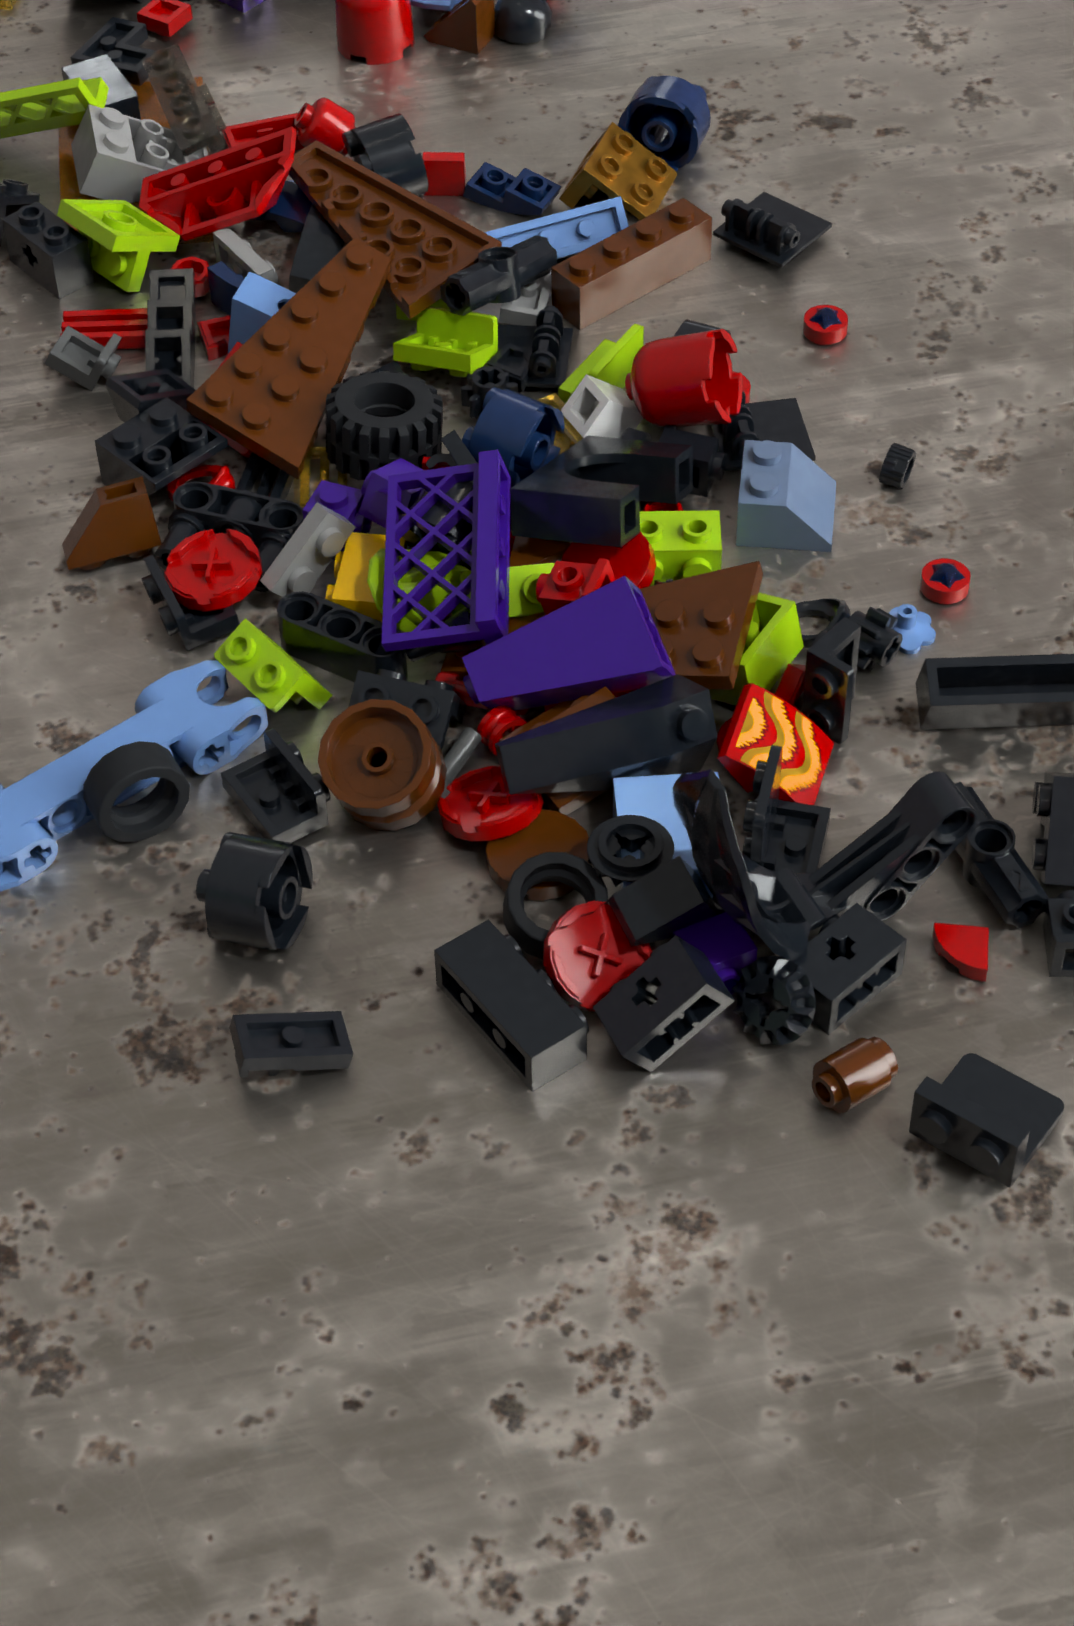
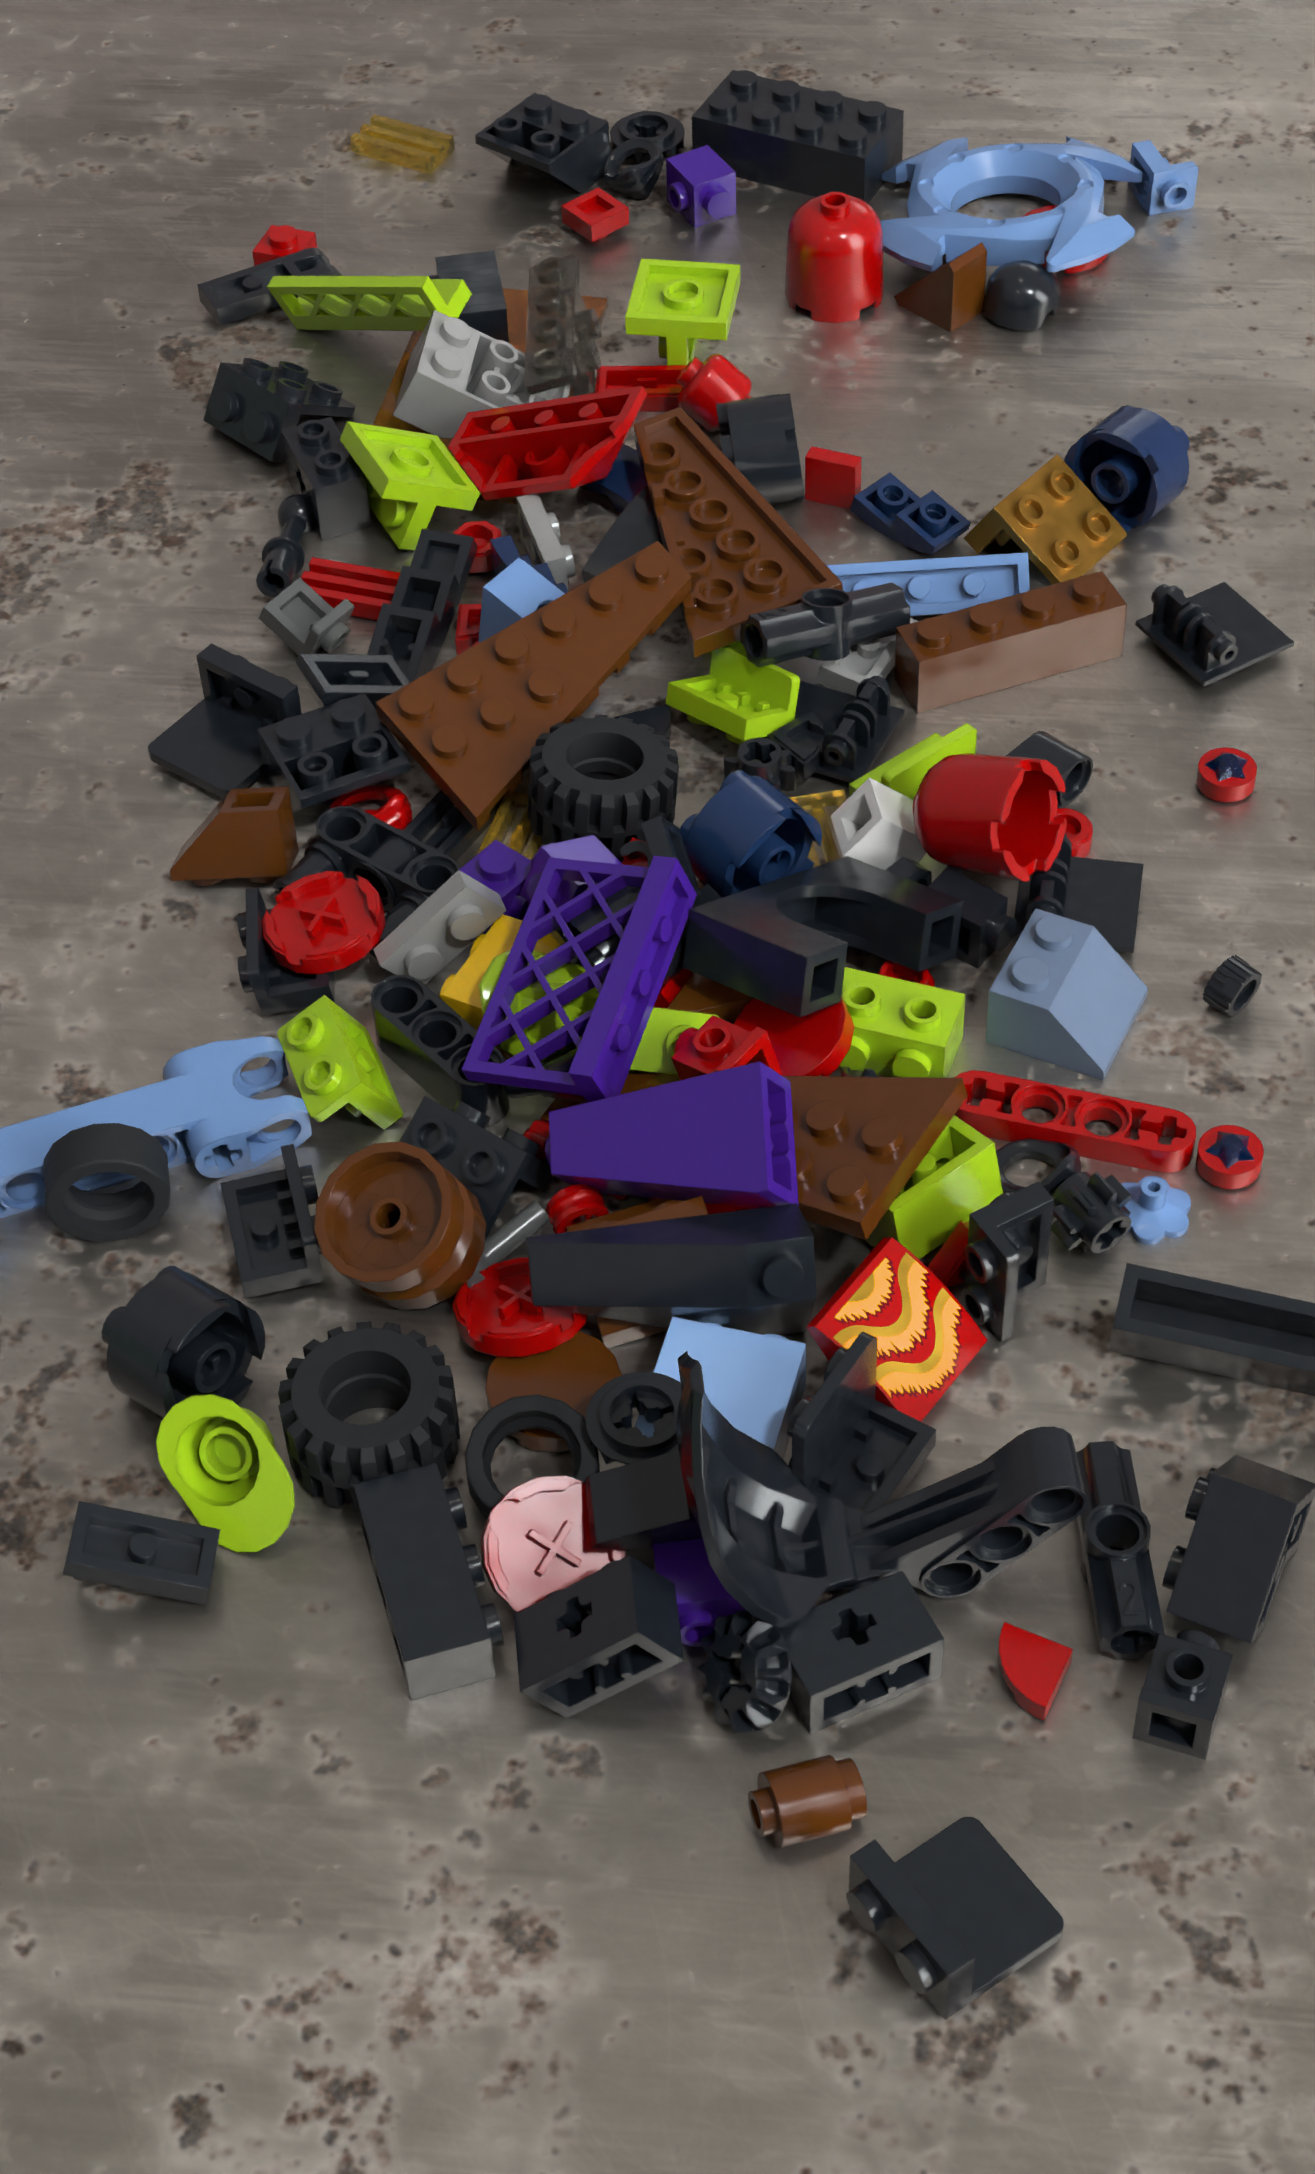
camera: 20 degrees right, 0 degrees up
(38, 314) = (283, 554): none -> black pin
(60, 448) = (219, 738): none -> black bracket
(121, 42) = (520, 244): black plate -> none
(275, 66) = (682, 304): none -> lime bracket
(329, 967) = (227, 1471): none -> lime piece
(409, 872) = (361, 1373): none -> black tyre
(825, 573) = (1072, 1112): none -> red beam

